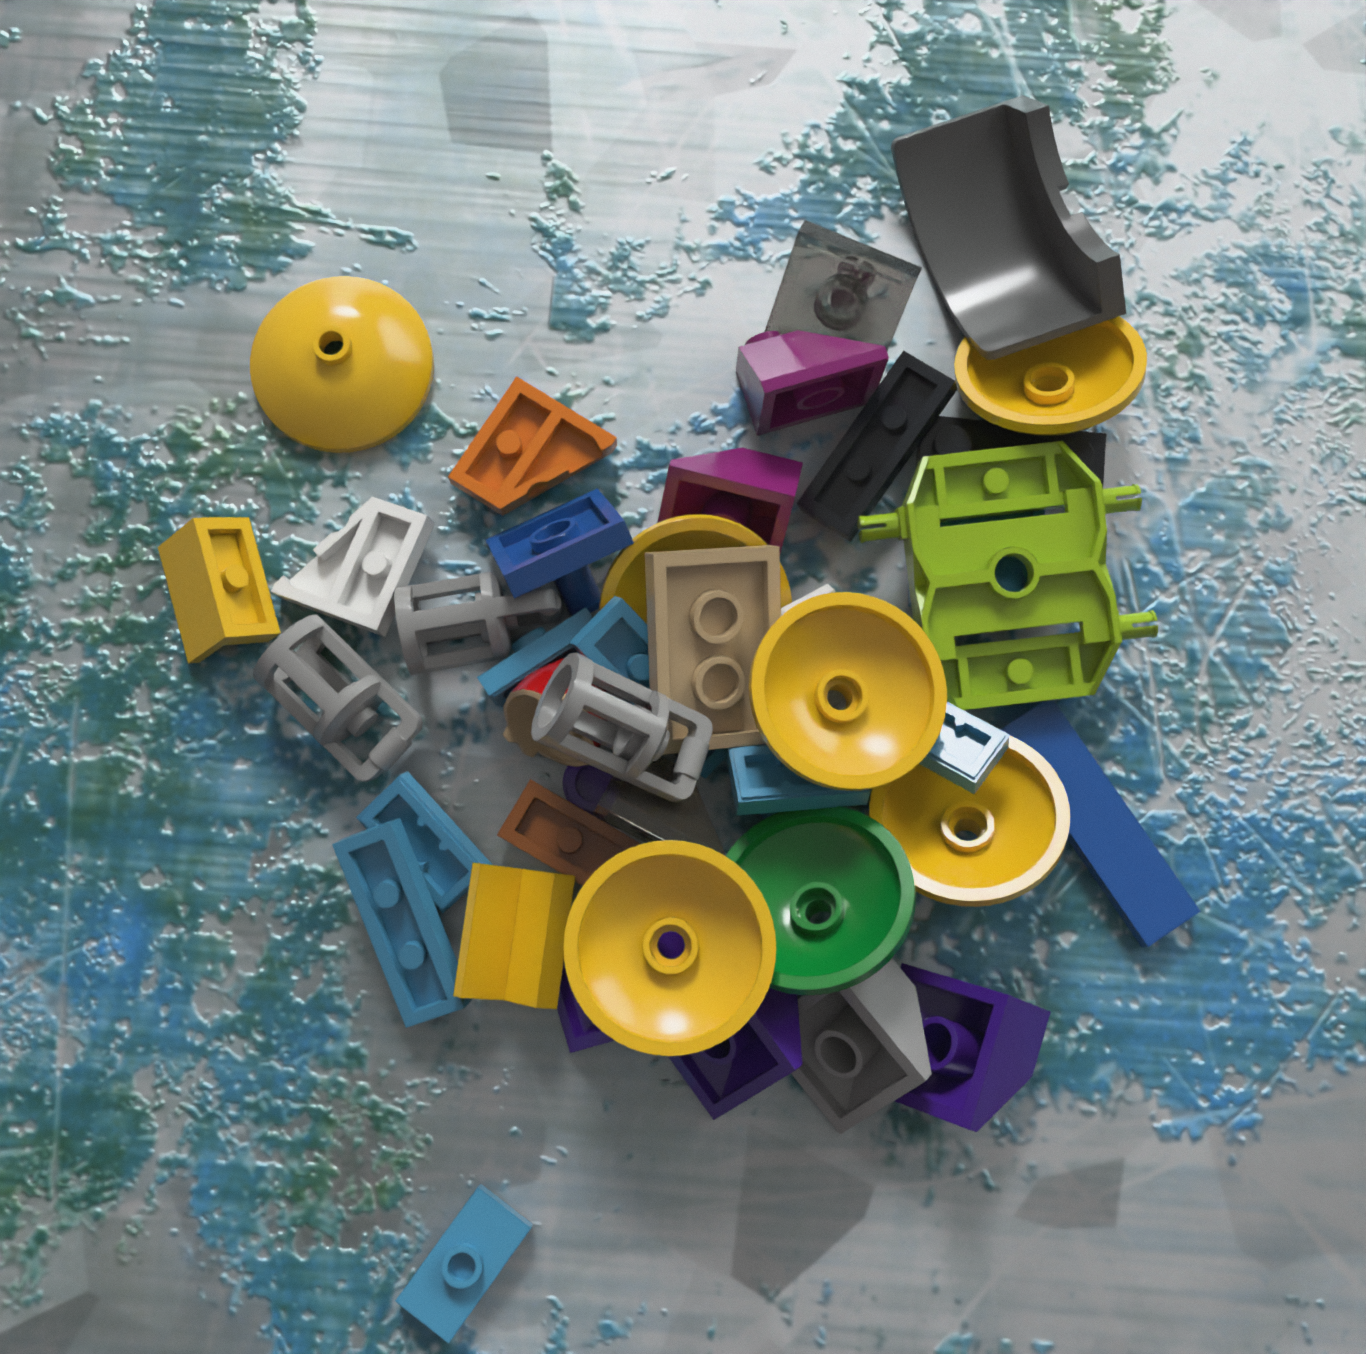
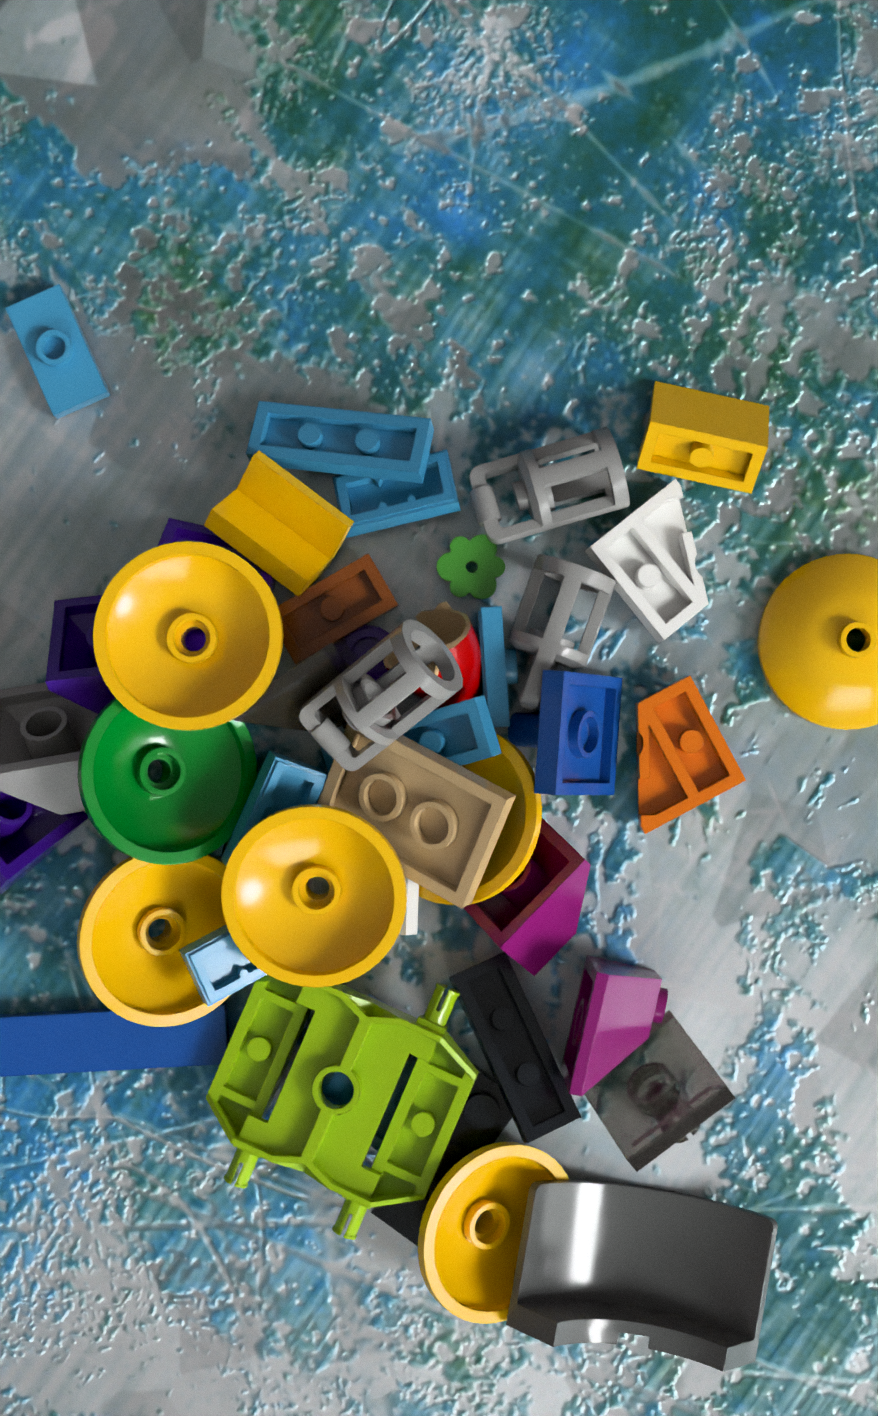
camera: 120 degrees right, 10 degrees up
(439, 731) = (480, 551): none -> bright green plant

